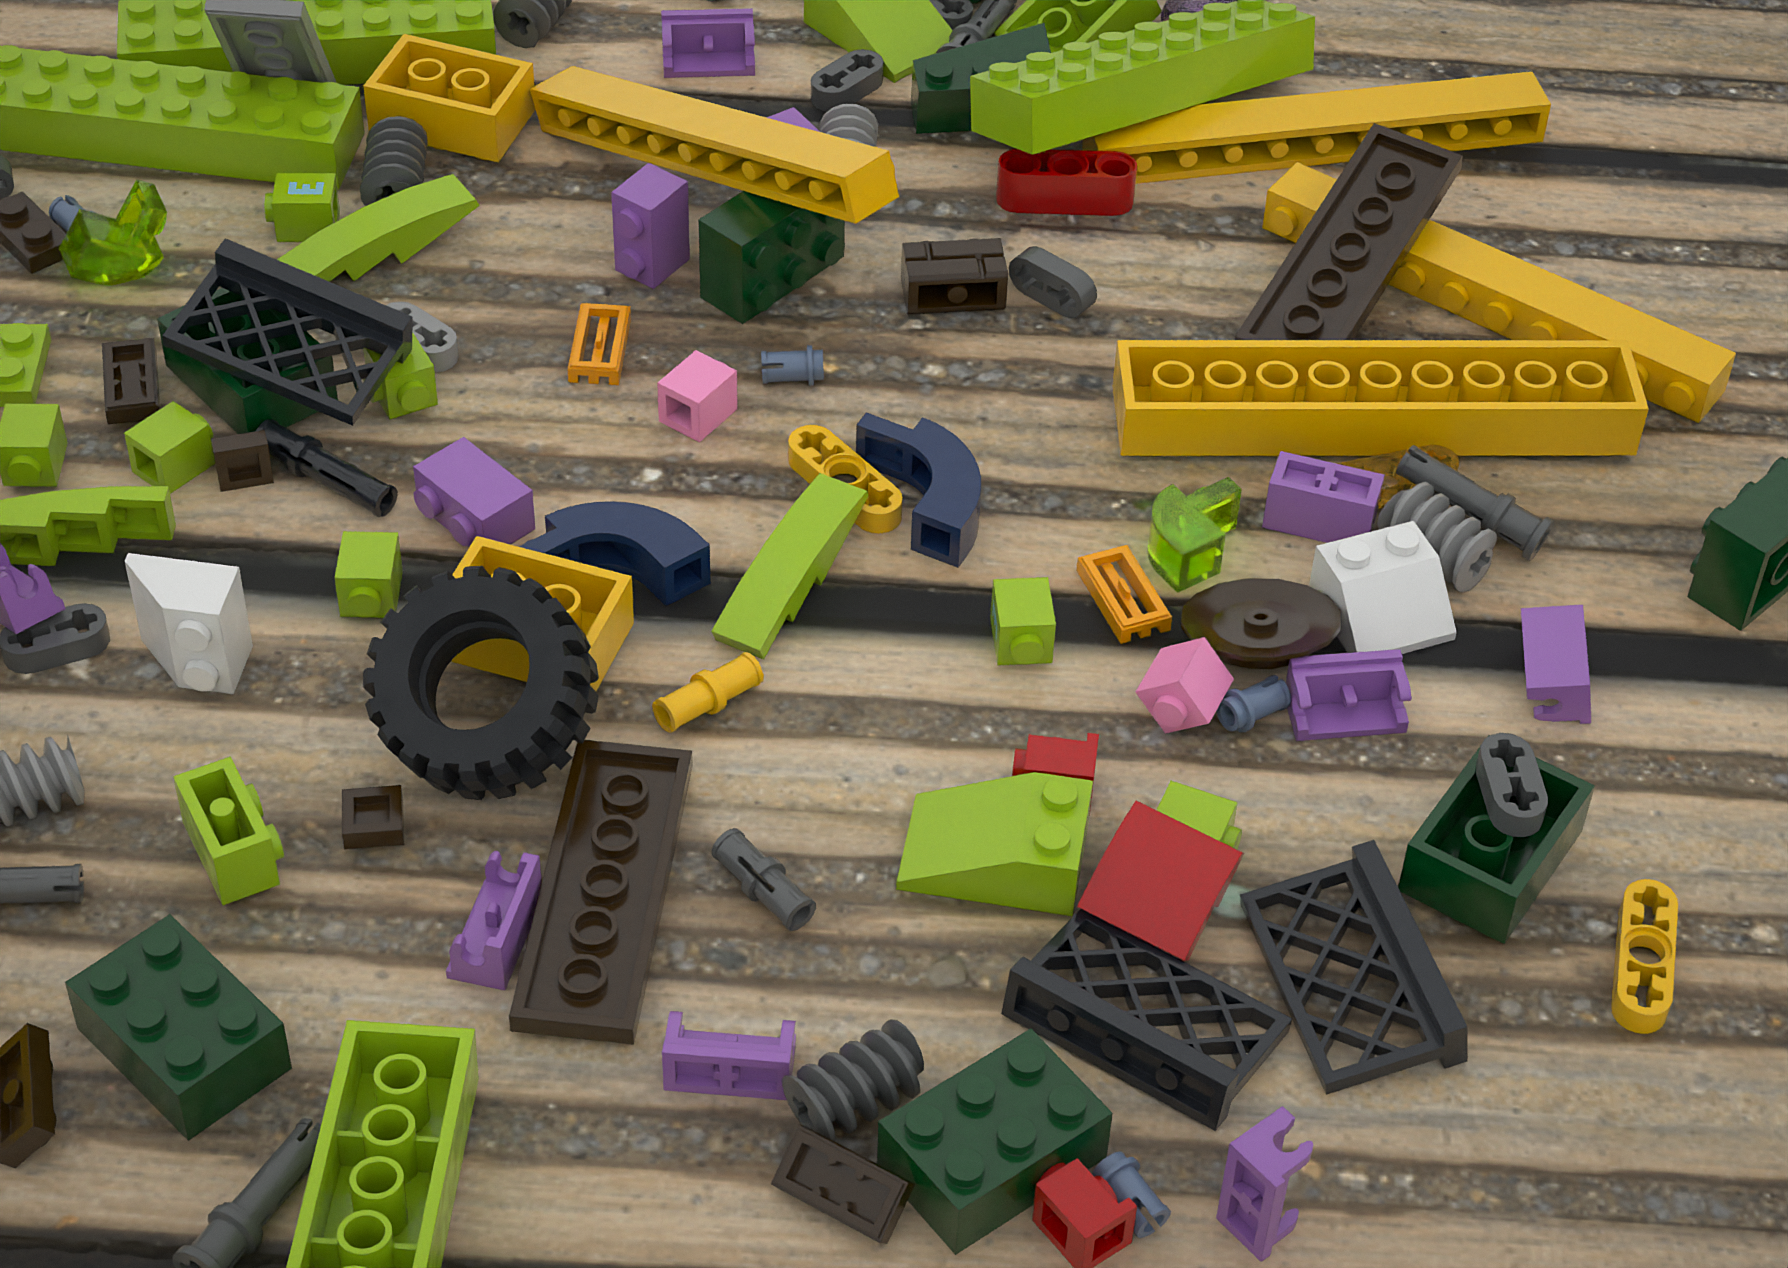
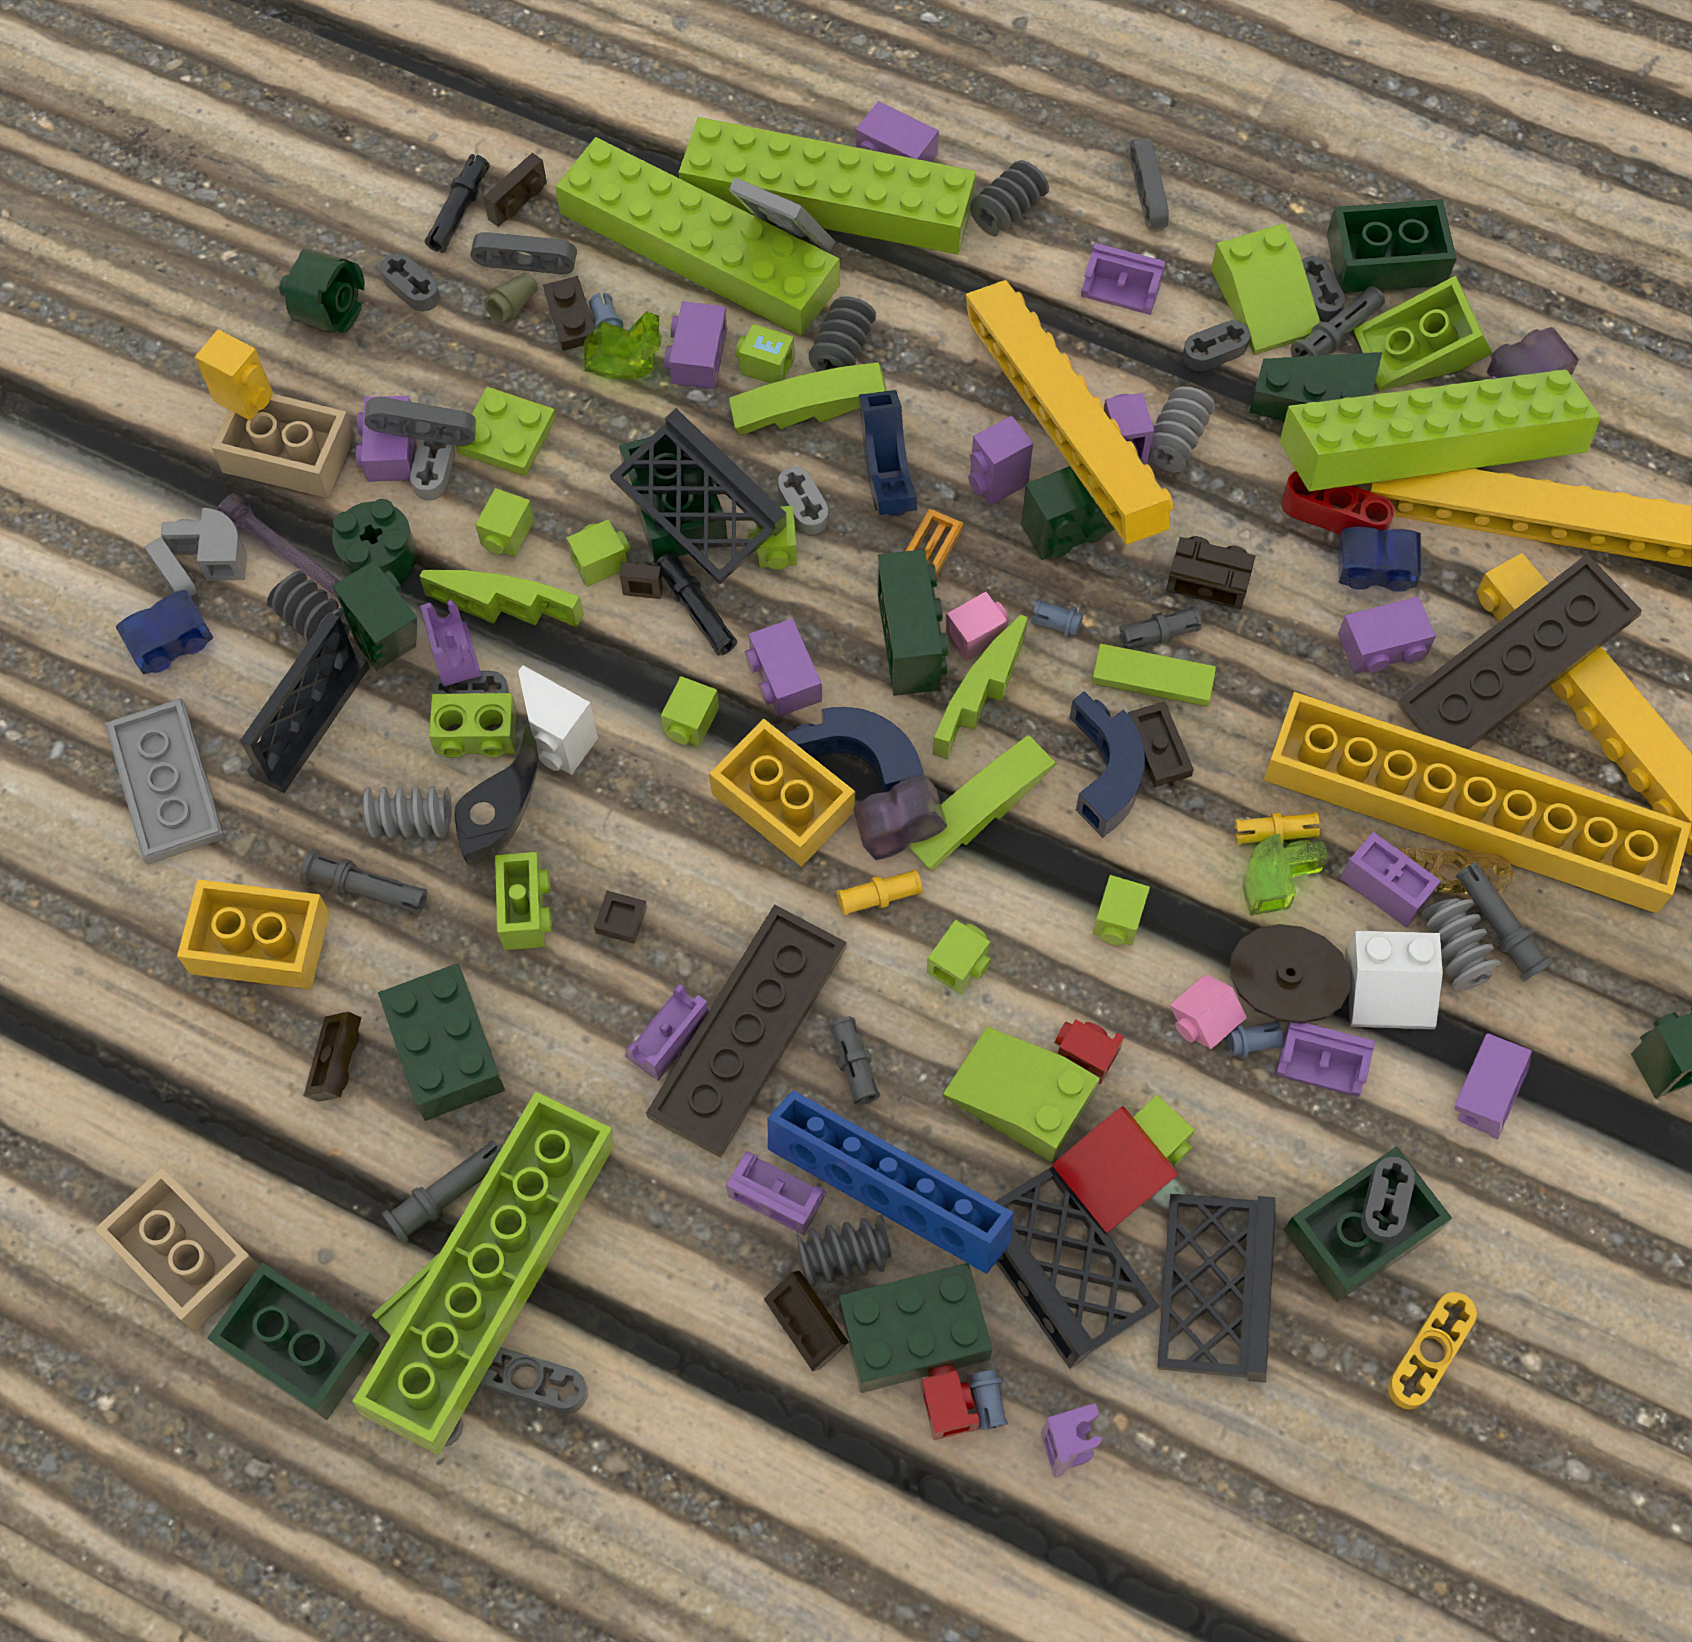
camera: 25 degrees right, 20 degrees up
(74, 666) = (474, 715): none -> lime brick
(130, 380) = (592, 481): dark brown plate -> none
(154, 734) = (508, 794): none -> black piece
(209, 213) = (697, 344): none -> medium lavender brick
(436, 629) = (668, 842): black tyre -> none
(458, 95) = (906, 282): yellow brick -> none
(500, 257) = (886, 453): none -> dark blue arch
(616, 403) = (911, 622): none -> dark green brick
(699, 598) = (899, 817): none -> brick
(734, 447) = (985, 679): none -> lime slope
(834, 968) = (890, 1181): none -> blue brick
(837, 459) = (1056, 717): yellow beam -> none
(845, 726) = (960, 956): none -> lime brick
(921, 344) = (1160, 627): none -> dark grey pin
(938, 391) = (1154, 675): none -> lime tile
(998, 458) = (1163, 748): none -> dark brown plate
(1052, 282) = (1283, 602): dark grey beam -> none
(1123, 627) = (1208, 938): light orange tile -> none
(1139, 215) = (1379, 558): none -> clear blue brick
(1139, 500) = (1287, 826): none -> yellow pin
(1187, 280) = (1386, 635): none -> medium lavender brick

